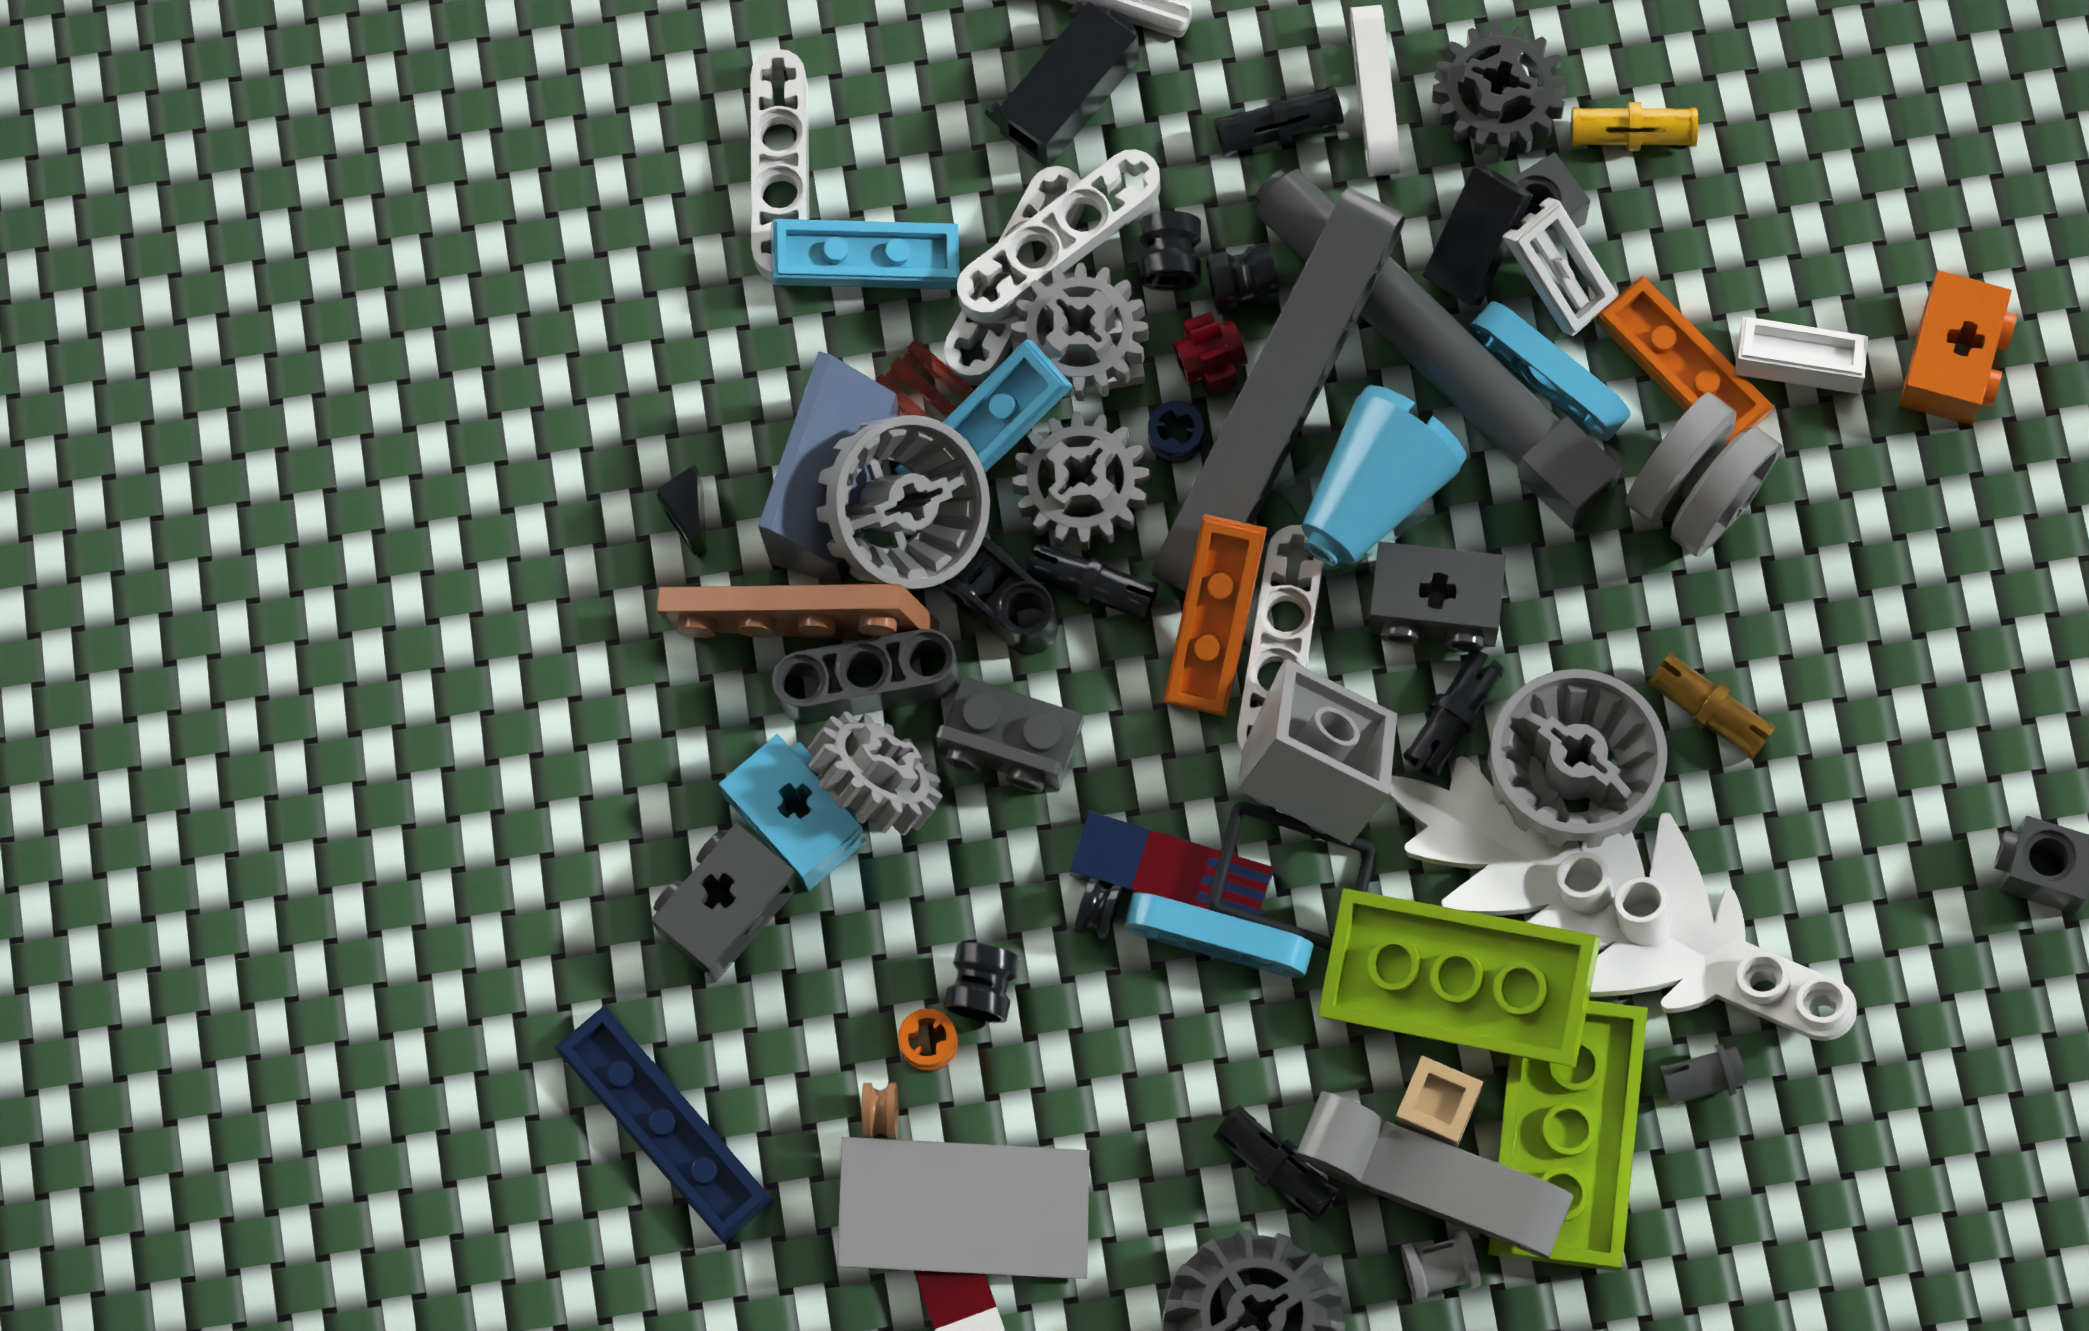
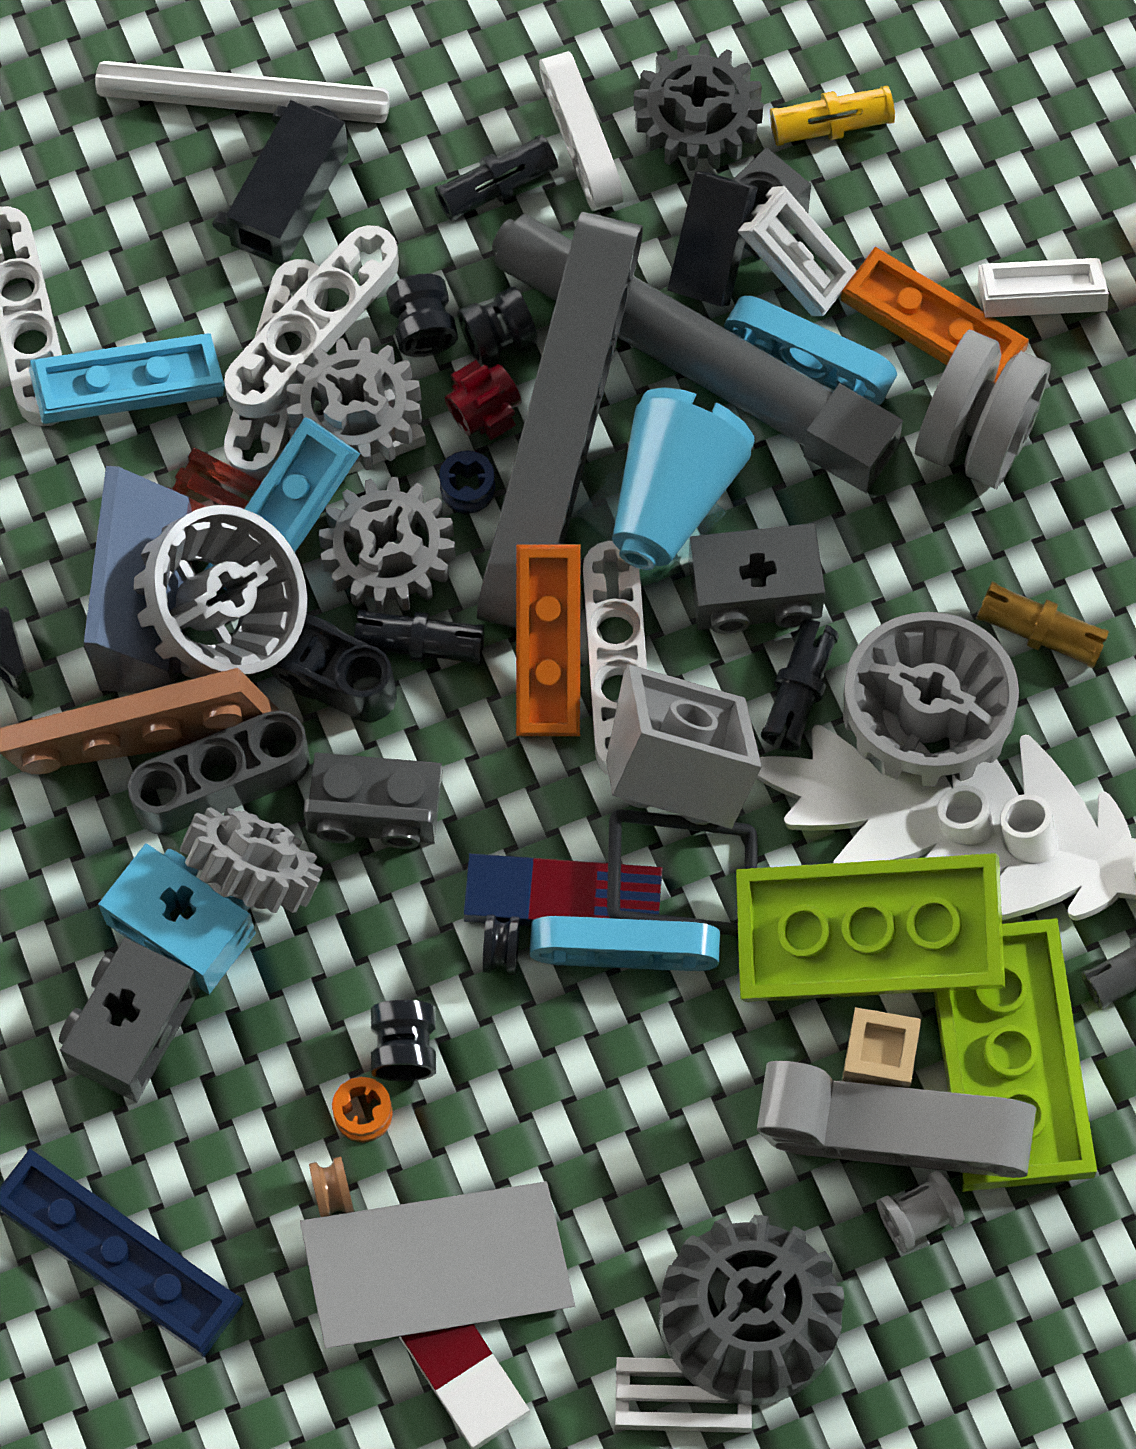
camera: 20 degrees left, 5 degrees down
(1276, 1163) = (734, 1150): black pin -> none

